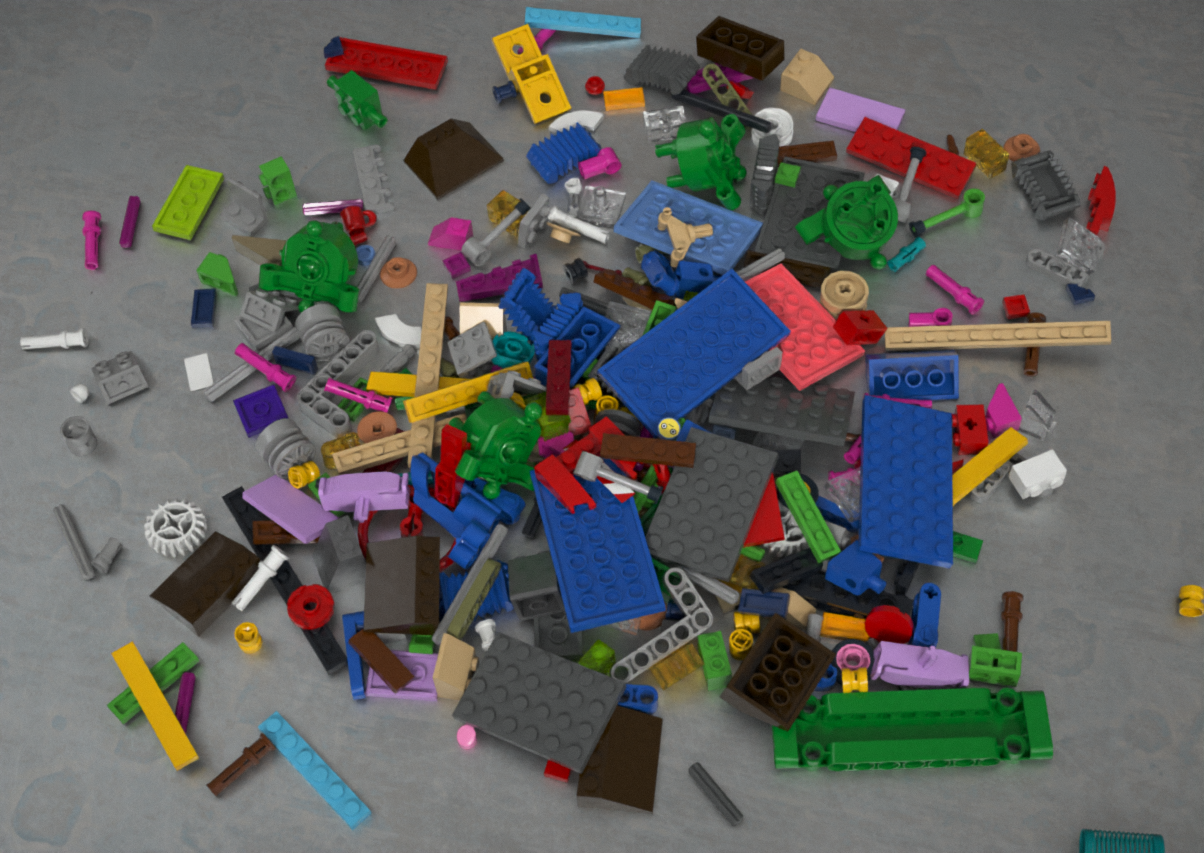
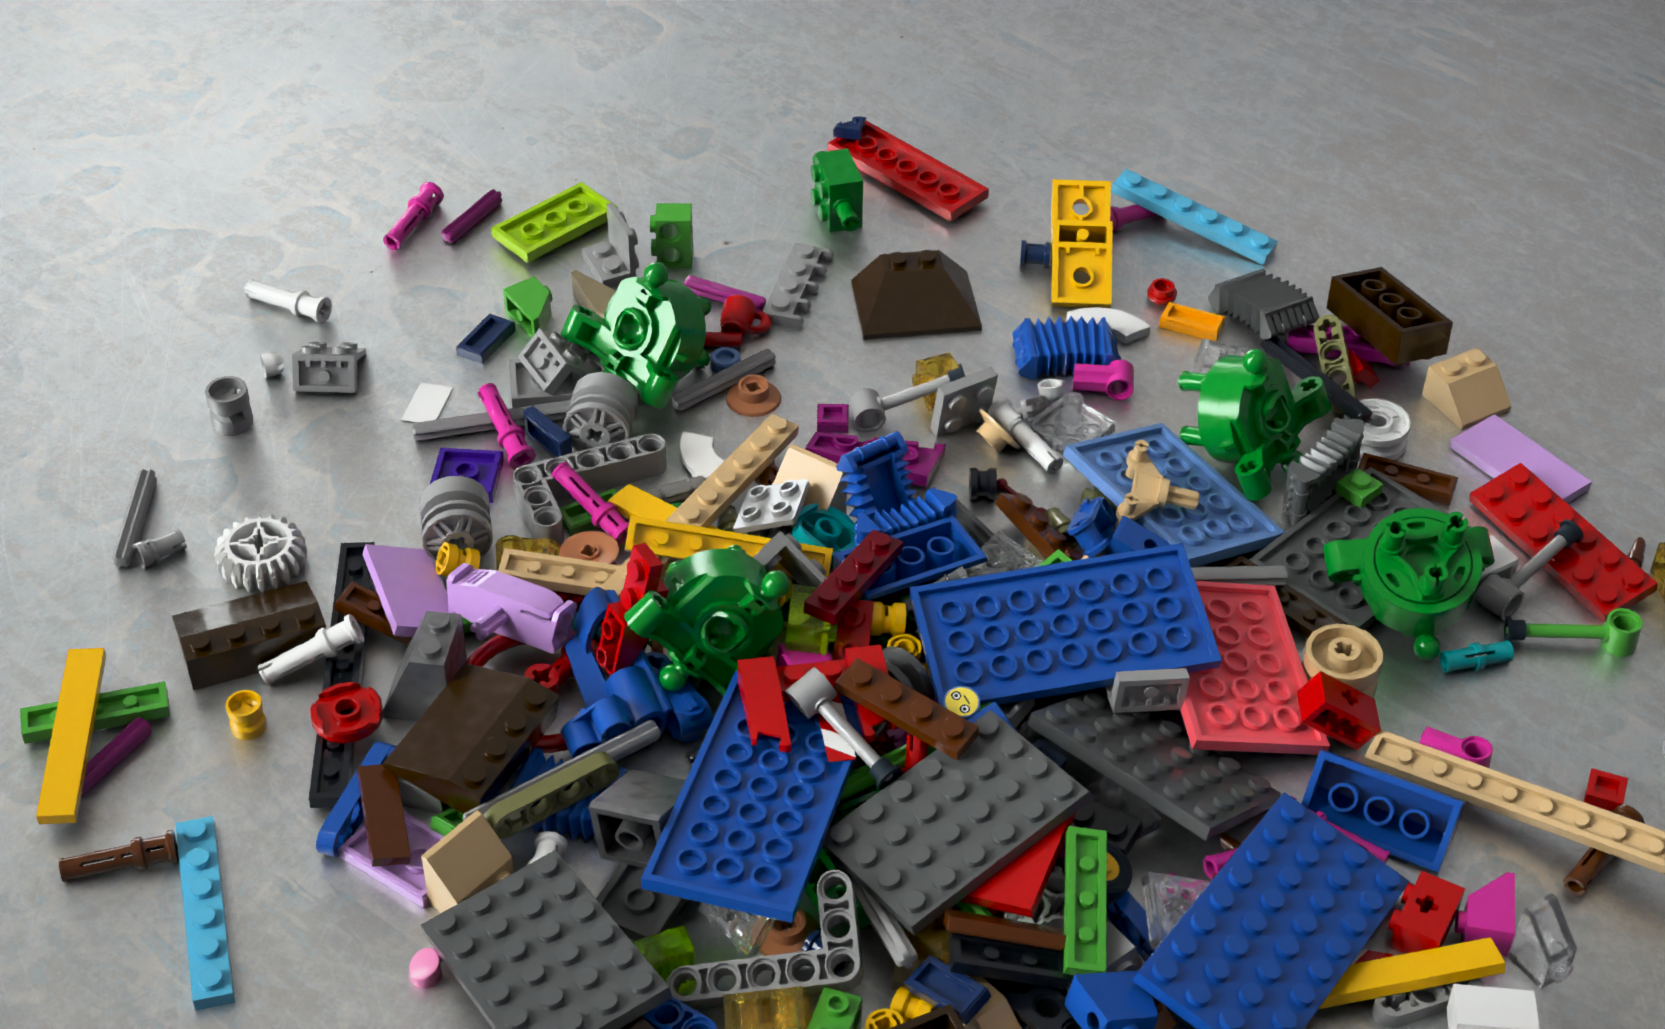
camera: 25 degrees right, 15 degrees down
(451, 234) = (850, 376): dark pink slope -> none
(774, 554) = (1004, 929): none -> reddish brown tile
(961, 294) = (1527, 739): dark pink pin -> none

